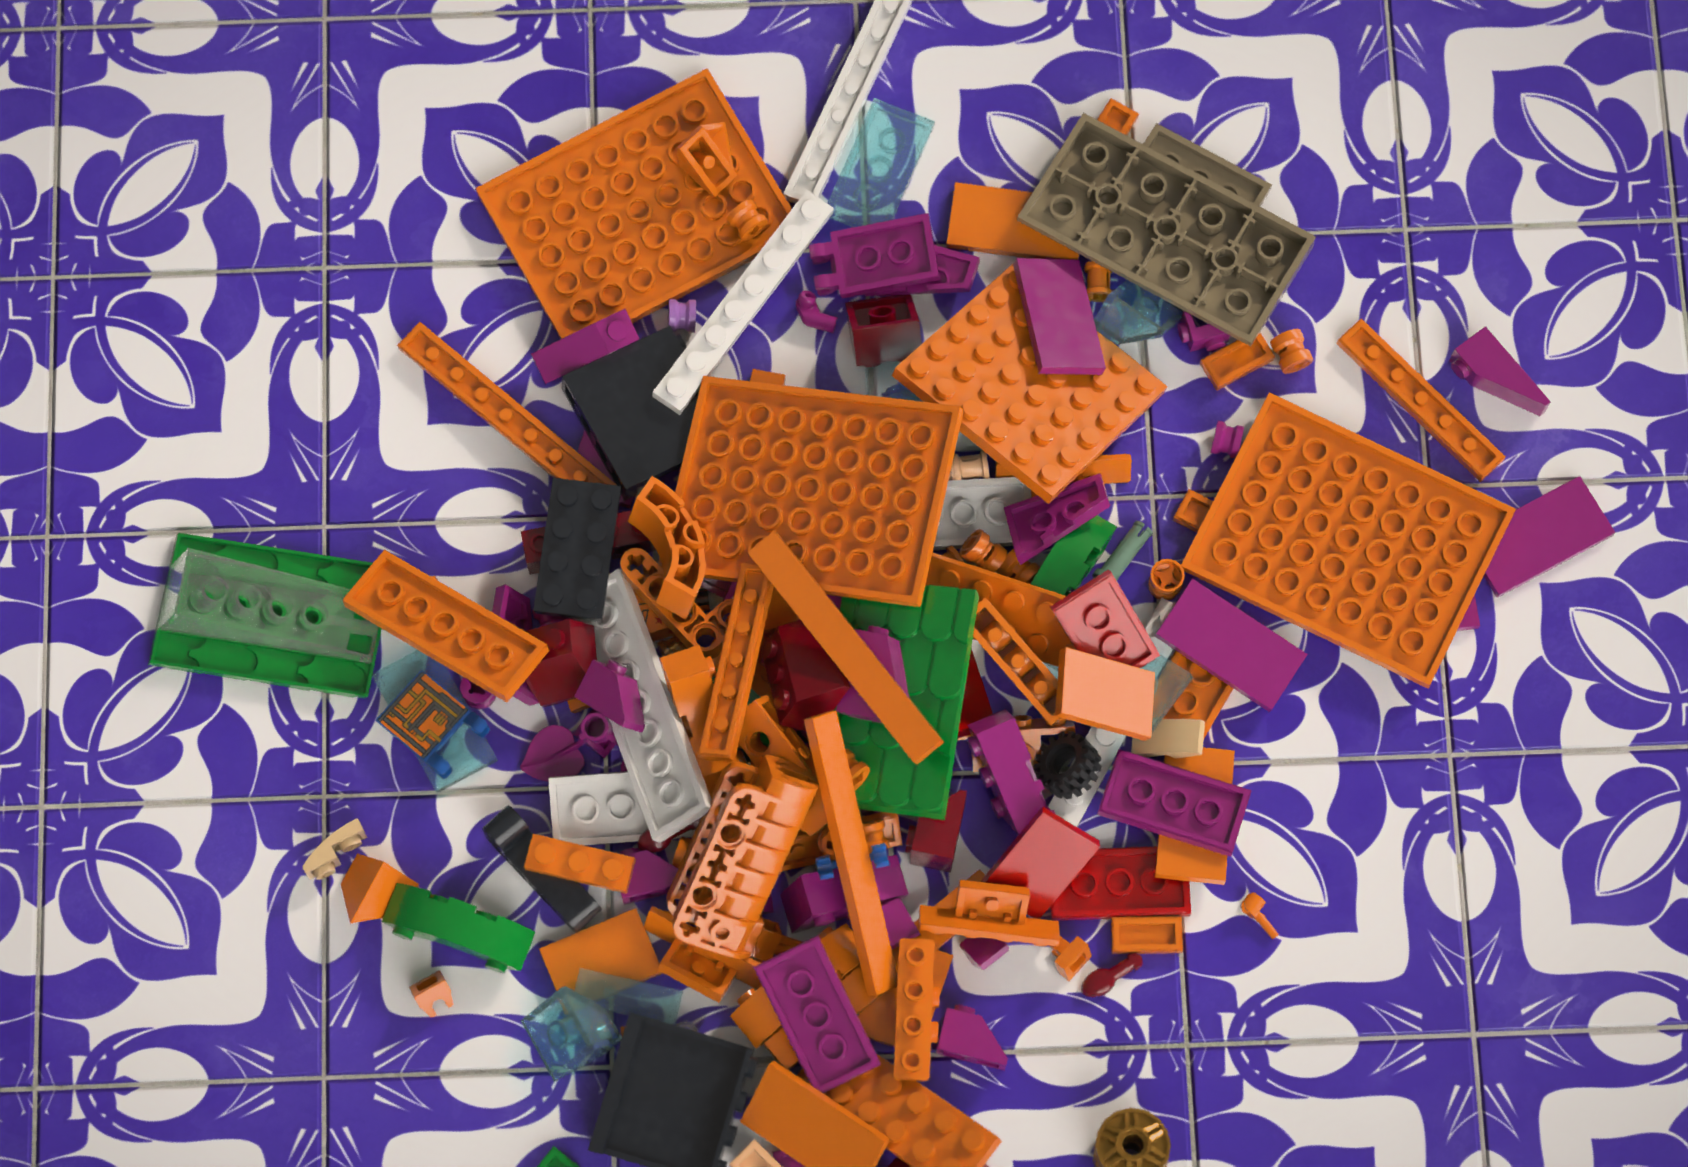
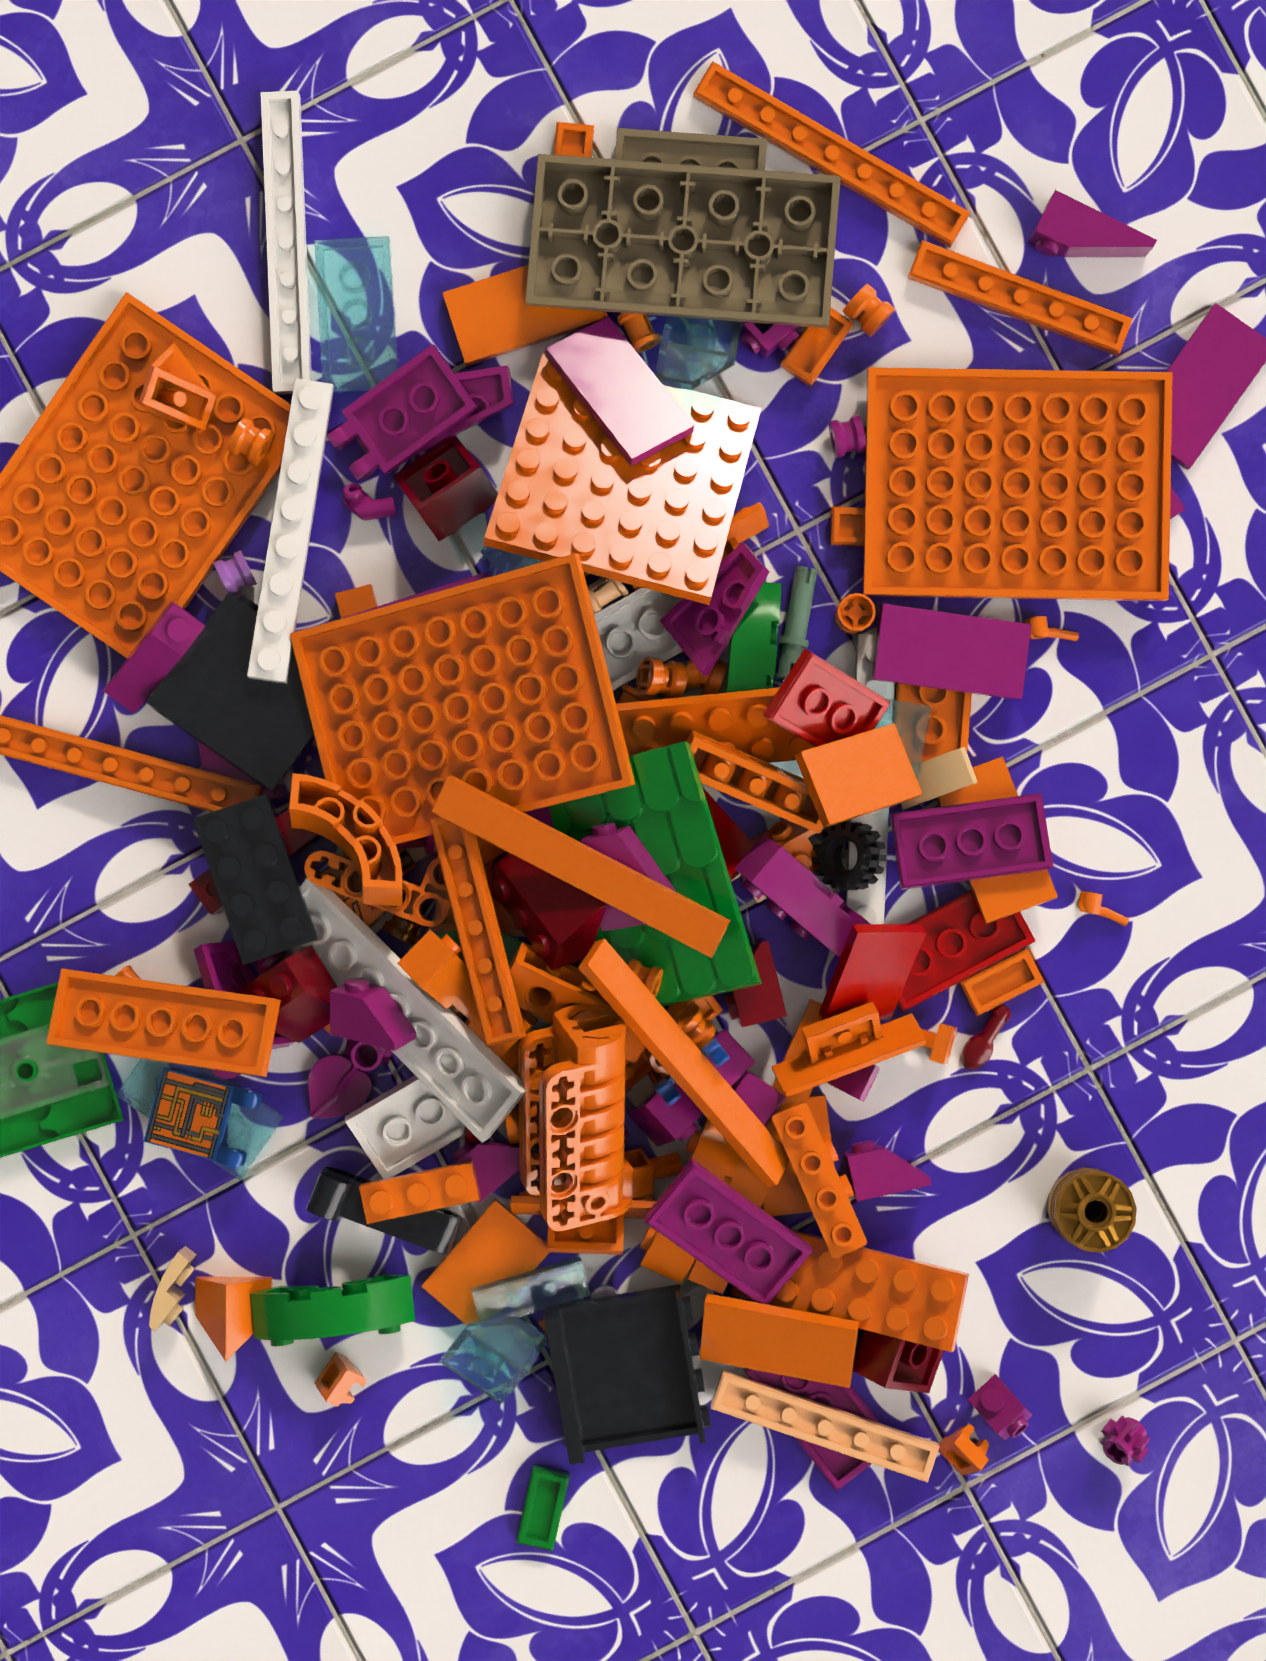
camera: 25 degrees left, 15 degrees up
(1313, 665) = (1040, 630): none -> orange hand
(1320, 220) = (831, 154): none -> orange tile

